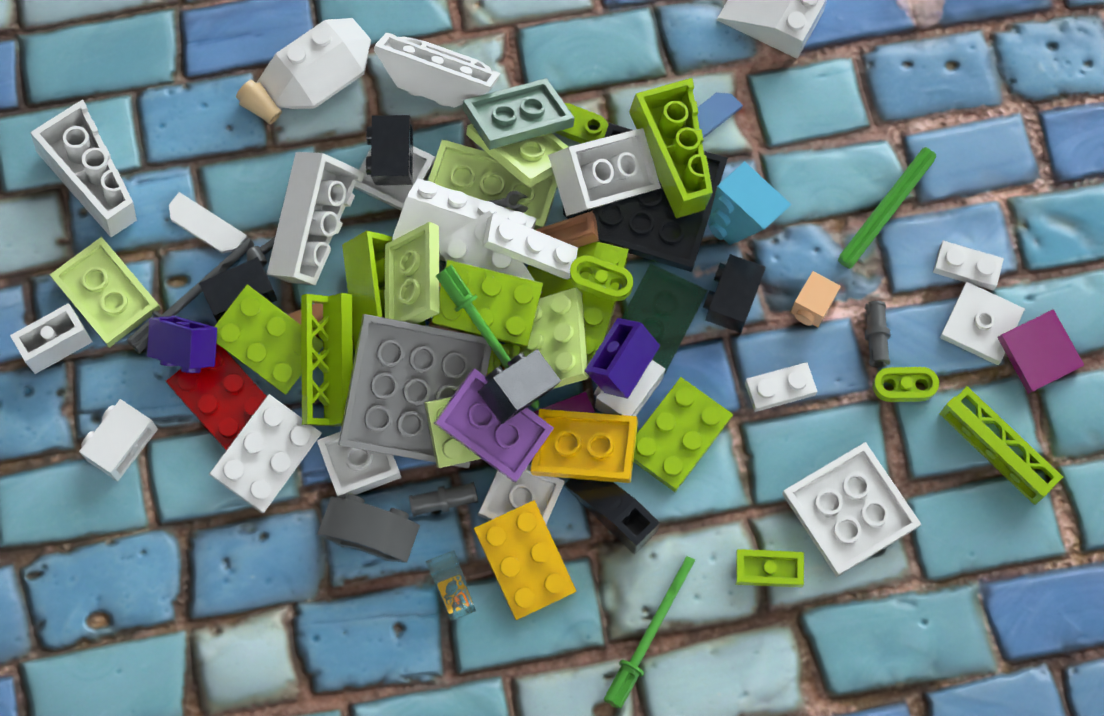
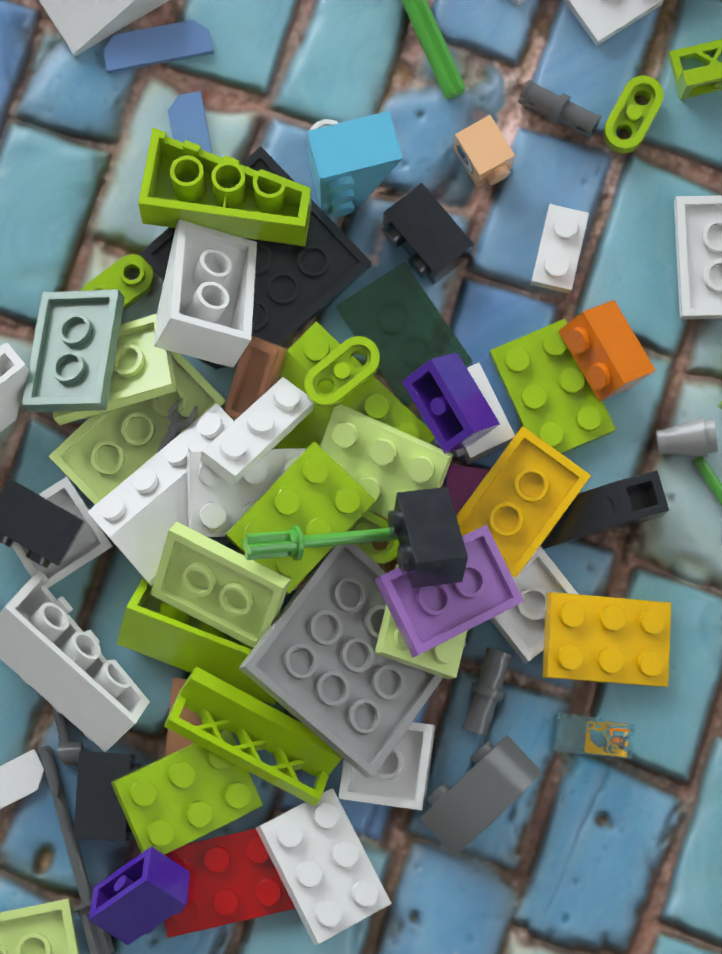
camera: 60 degrees left, 10 degrees up
(700, 543) = (689, 438): none -> light grey cone
(726, 450) = (606, 350): none -> orange brick
(755, 64) = (157, 46): none -> medium blue piece

